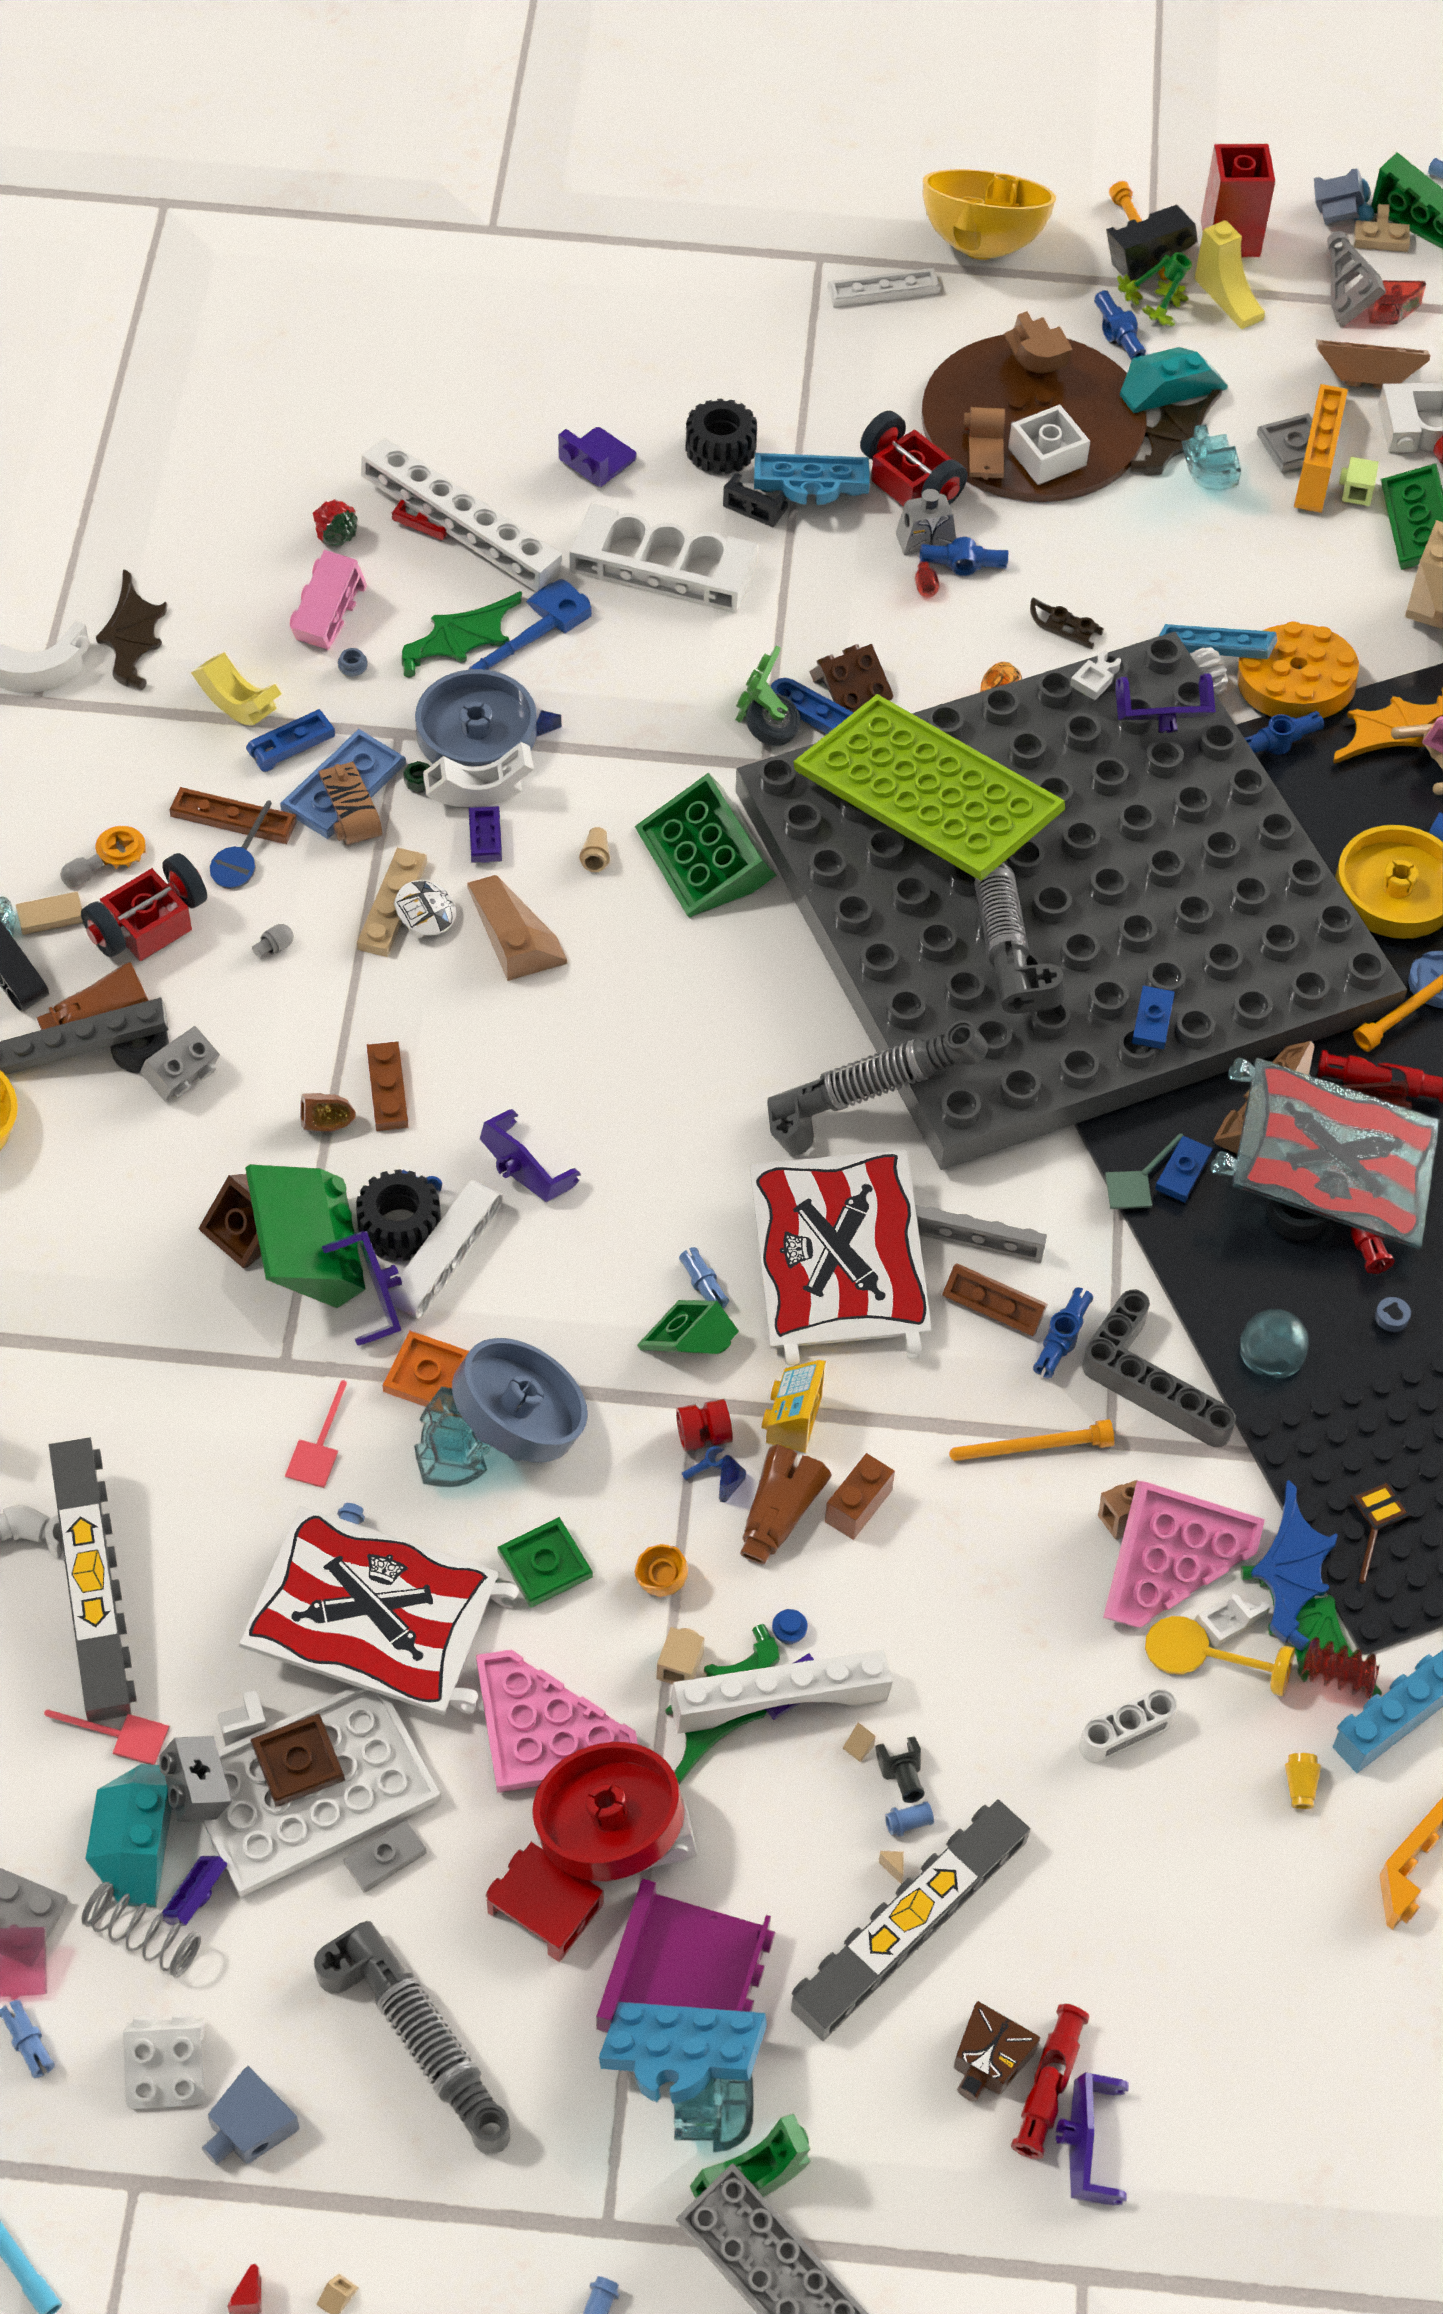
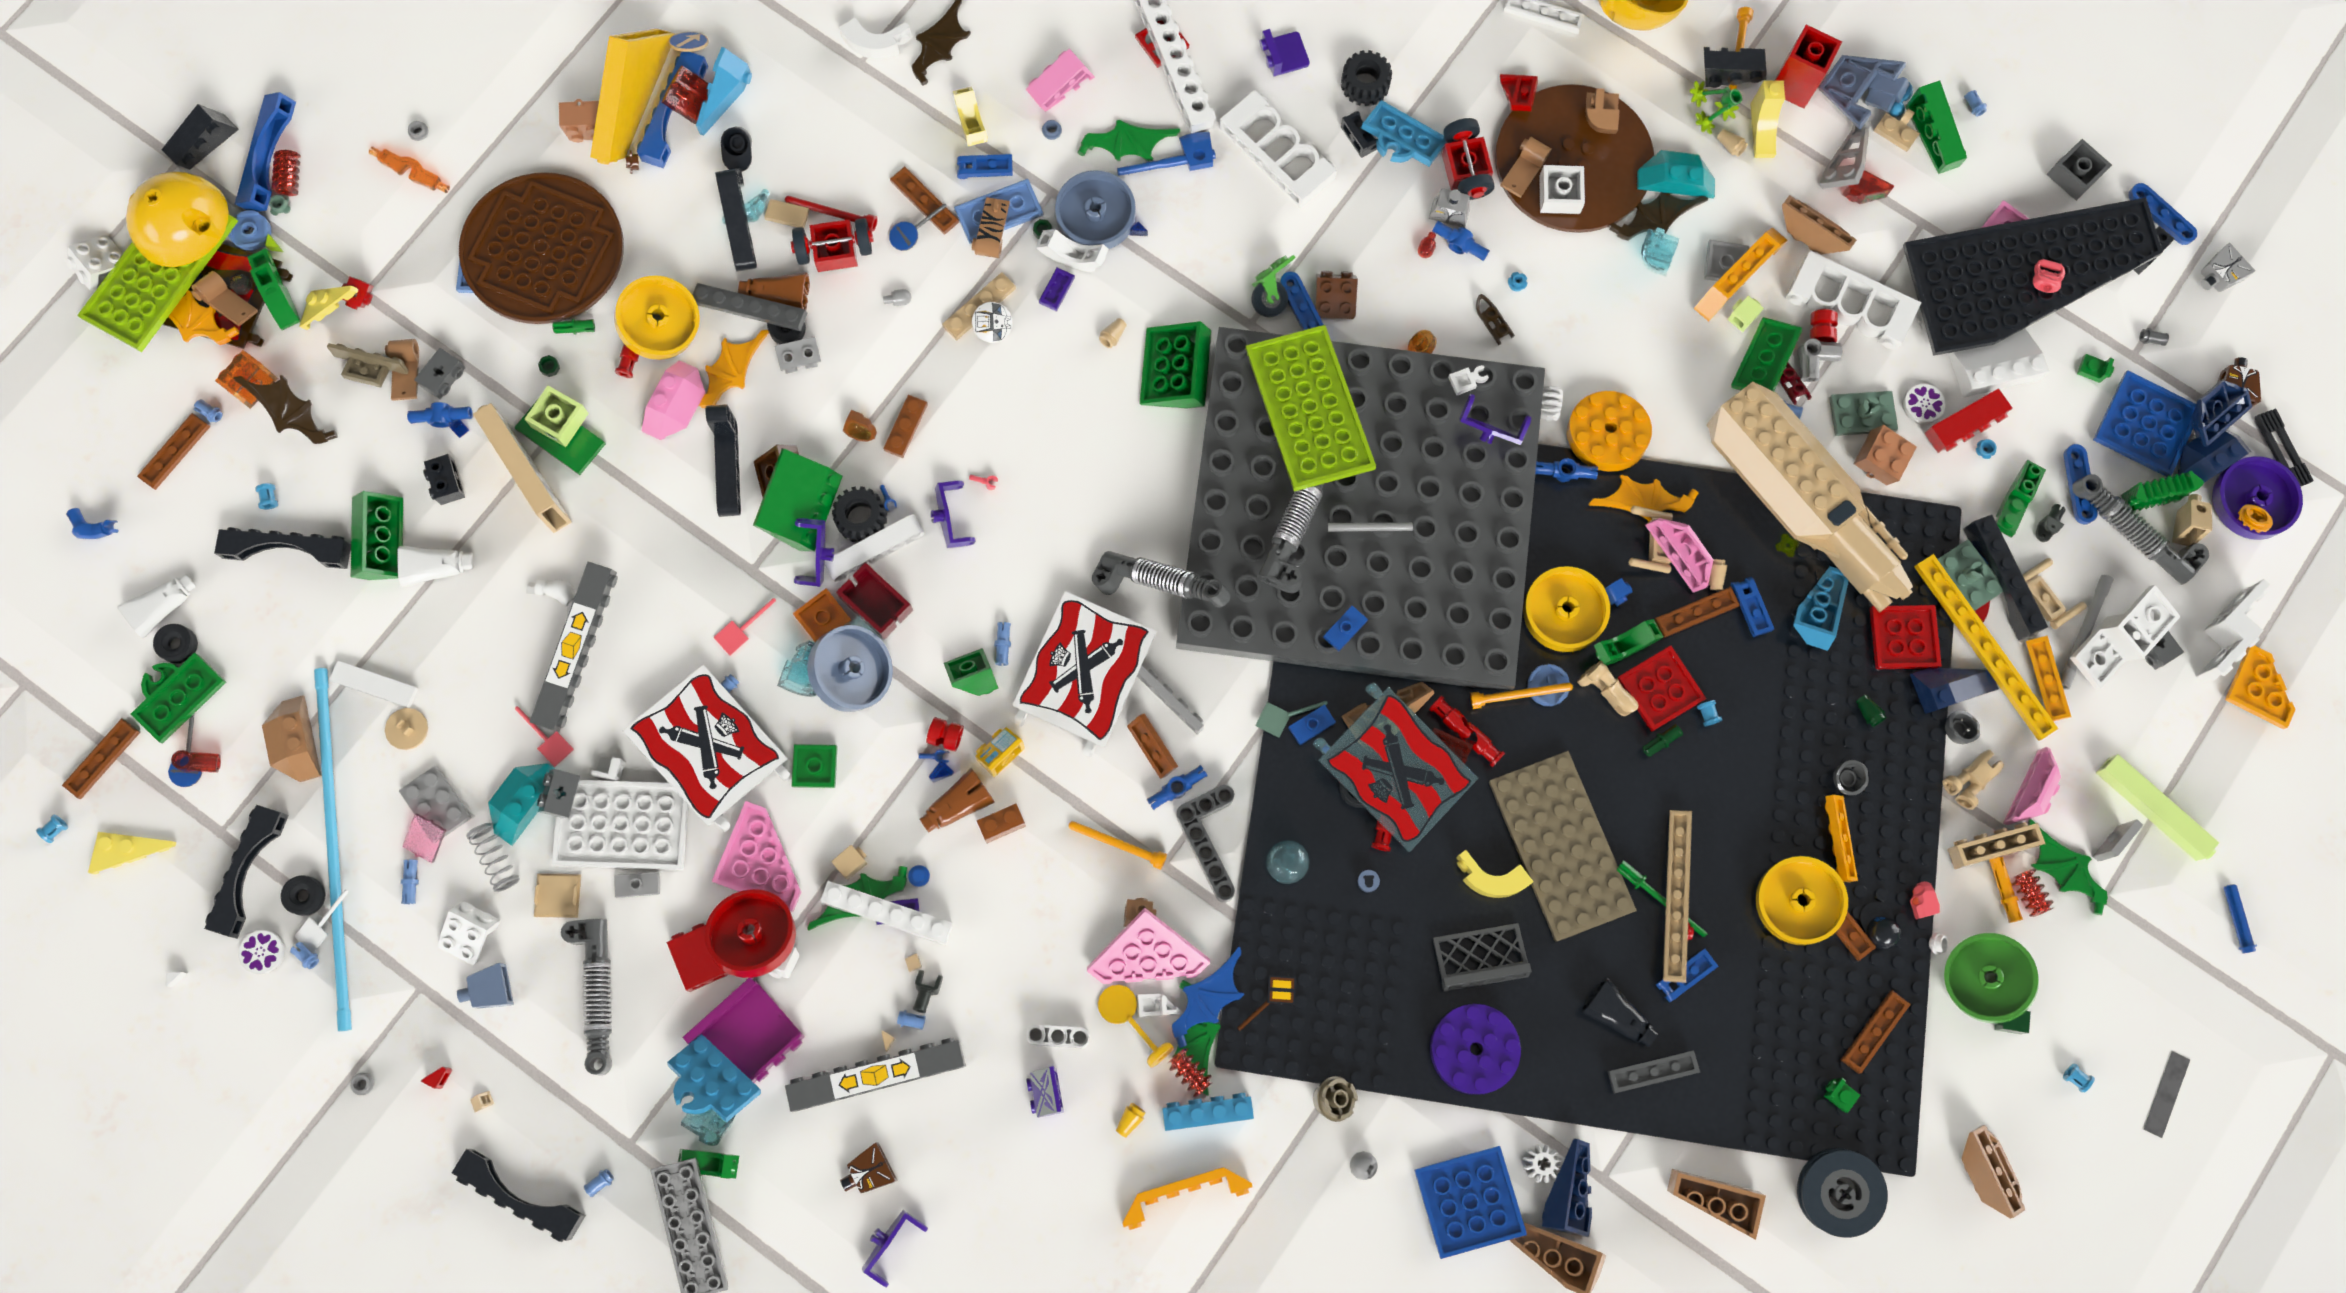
camera: 30 degrees right, 20 degrees up
(36, 1208) = (673, 401): none -> bright pink wedge
(79, 870) = (817, 194): light grey cylinder -> none
(88, 1135) = (730, 368): none -> light orange animal
(94, 885) = (871, 219): none -> red piece
(128, 837) = (843, 183): light orange gear -> none
(157, 1236) = (726, 446): none -> black beam
(194, 1890) = (531, 850): dark purple plate -> none
(270, 1938) = (557, 895): none -> tan piece
(297, 1760) = (620, 809): reddish brown tile -> none
(335, 522) = (1097, 25): piece -> none
(491, 1304) = (874, 601): none -> dark red piece
(516, 933) = (1035, 365): medium nougat wedge -> none
(549, 1098) = (985, 481): none -> coral hand
(661, 1570) = (870, 807): light orange hair -> none
(917, 372) = (1519, 90): none -> red wing
(1042, 2102) = (880, 1211): red piece -> none
(1064, 571) = (1517, 286): none -> dark azure plate
(1097, 890) = (1396, 526): none -> light grey bar
(1119, 325) = (1673, 118): blue pin -> none
(1171, 1793) = (1045, 1092): none -> slope
(1206, 321) = (1733, 143): none -> tan cone
(1225, 640) = (1572, 384): dark azure tile -> none
(1296, 202) = (1851, 79): none -> sand blue wing

